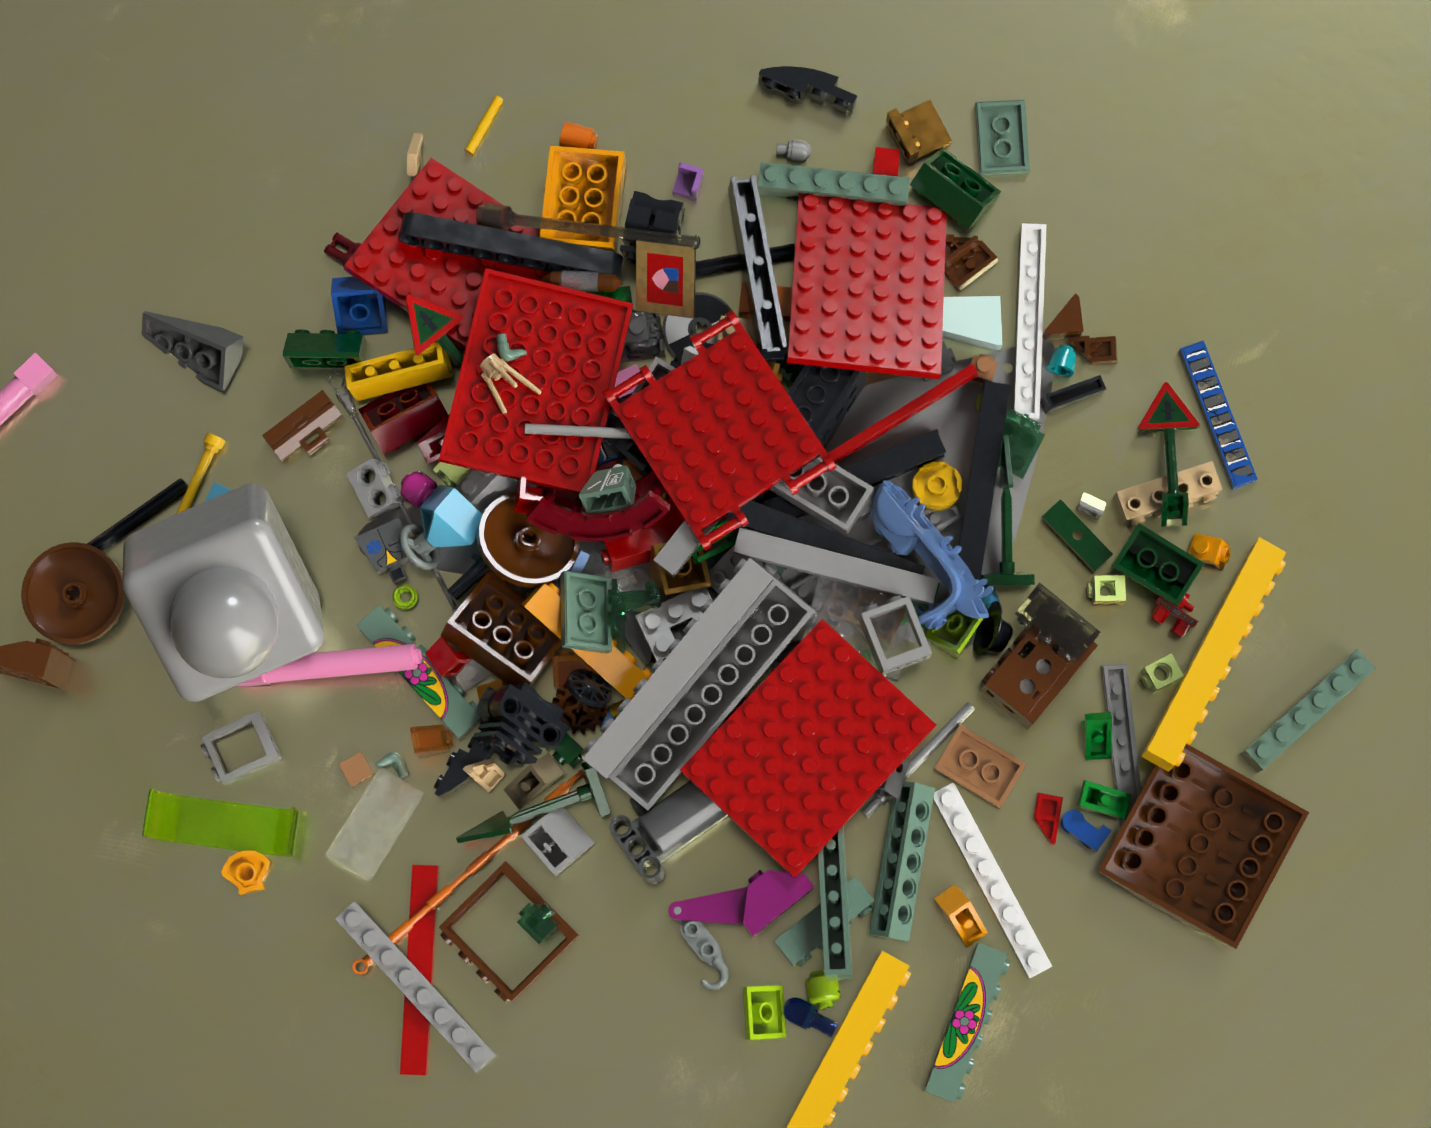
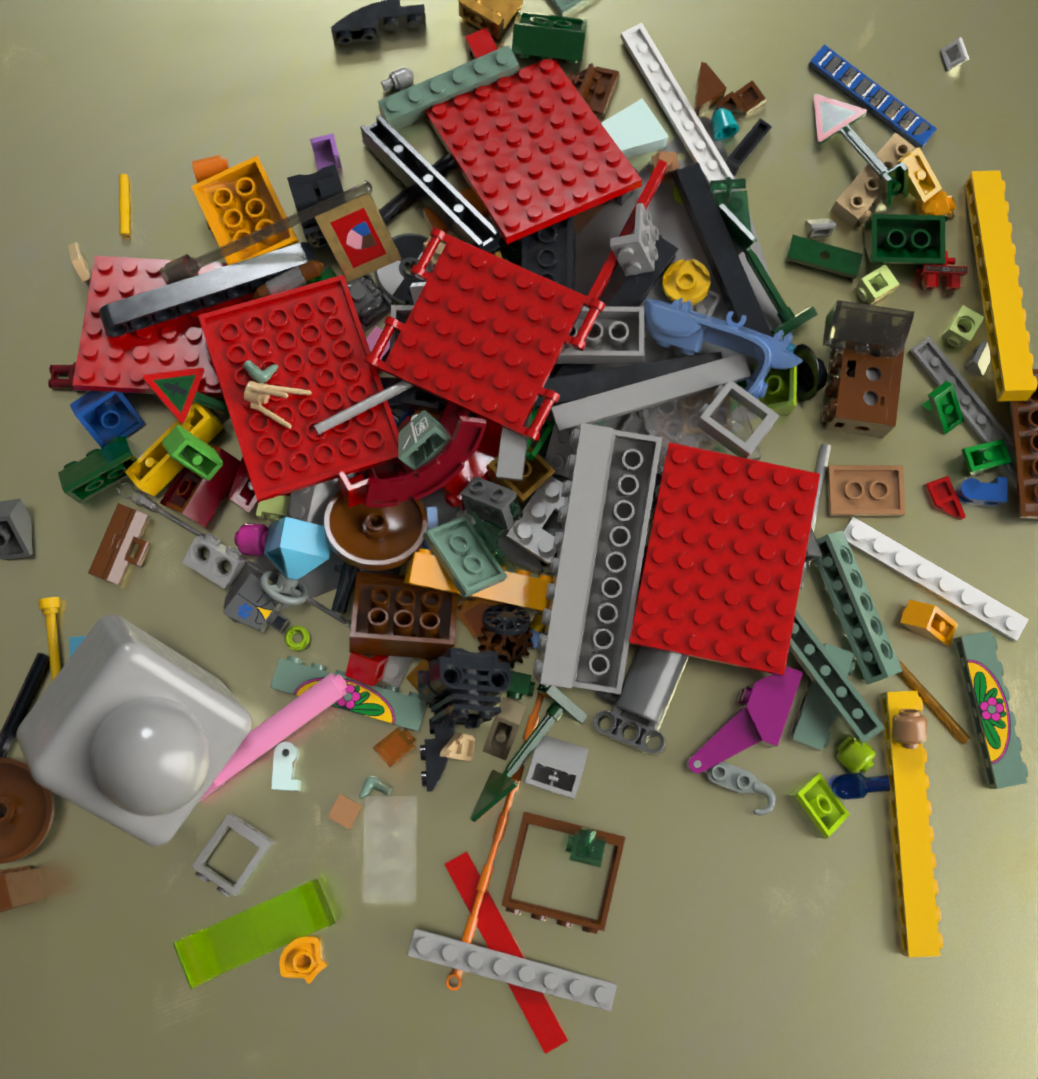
camera: 35 degrees left, 0 degrees up
(325, 703) = (284, 762): none -> light aqua leg
(409, 385) = (192, 453): none -> bright green brick
(634, 577) = (489, 502): none -> dark grey bracket
(878, 991) = (909, 728): none -> medium nougat head
(907, 434) = (637, 251): none -> light grey bracket
(920, 987) = (934, 705): none -> pearl gold bar
(1156, 712) = (980, 359): none -> light grey slope
(1206, 512) = (921, 181): none -> yellow slope
(1319, 419) = (954, 54): none -> white slope

